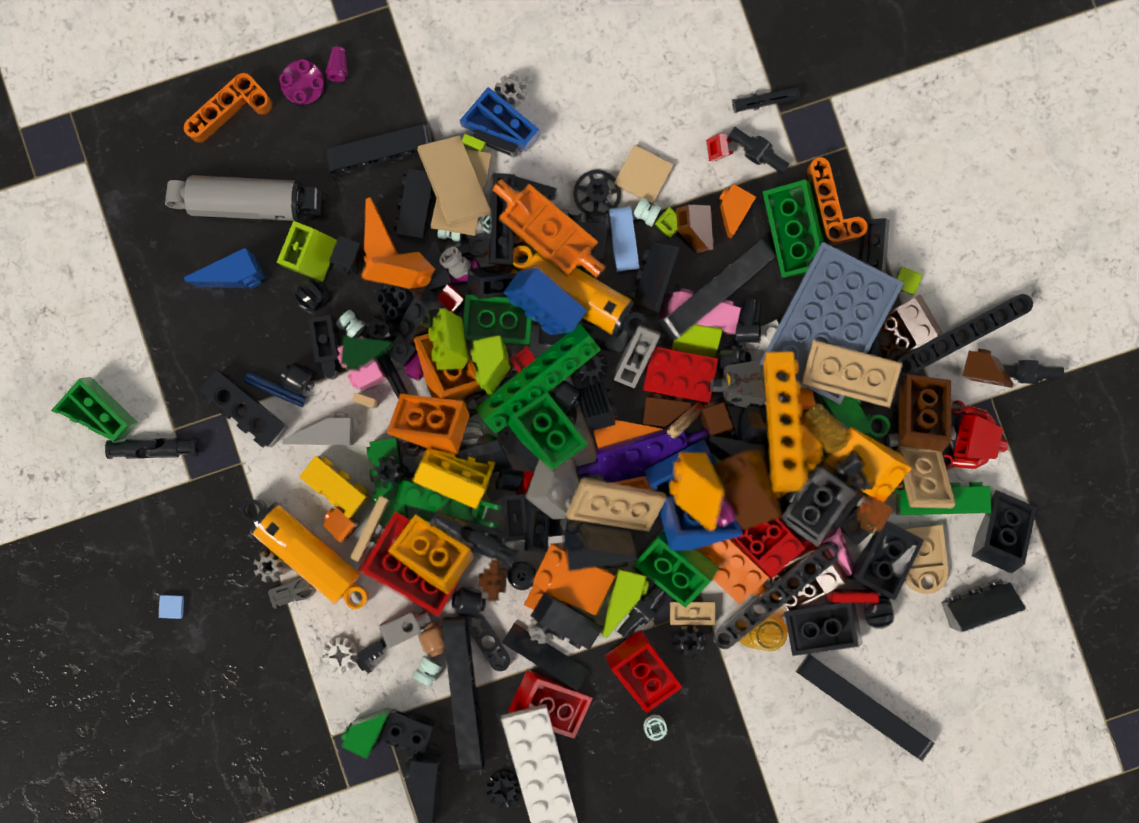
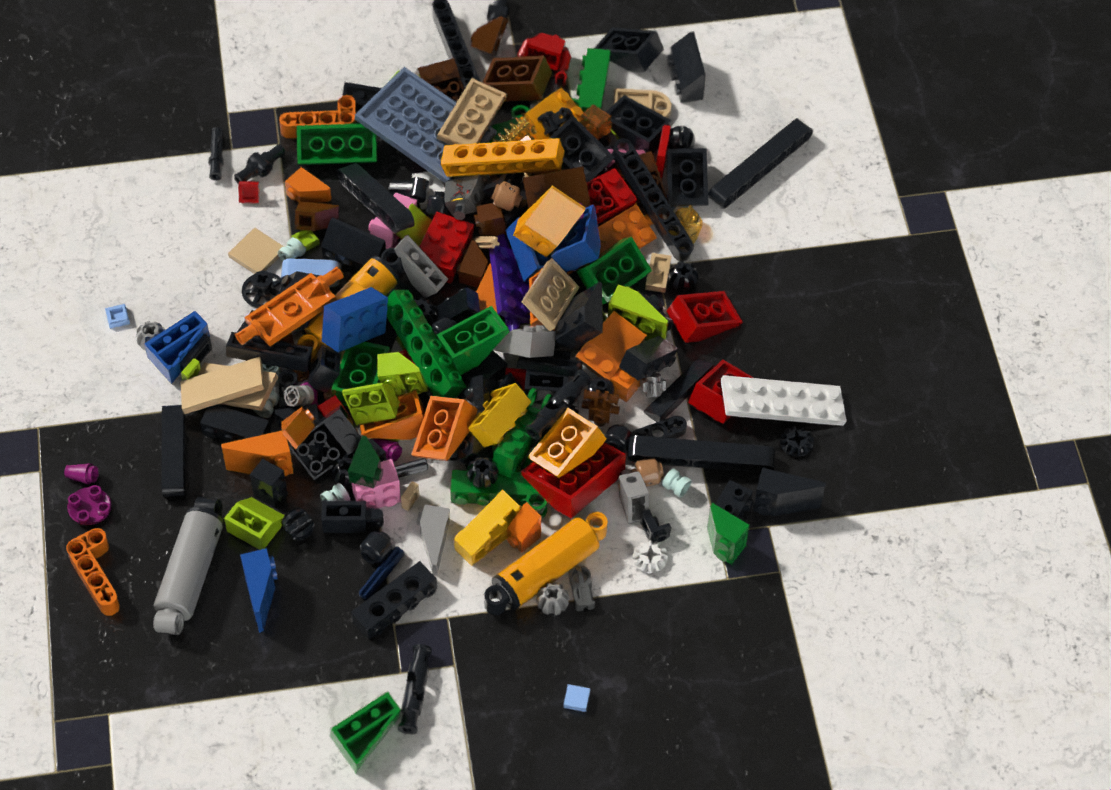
camera: 80 degrees left, 30 degrees down
(370, 528) = (533, 496): tan tile -> none
(535, 49) = (117, 316): none -> light blue tile
(655, 723) = (756, 314): light aqua wheel -> none
(733, 435) = (506, 196): none -> medium nougat head
(927, 480) = (575, 84): tan tile -> none

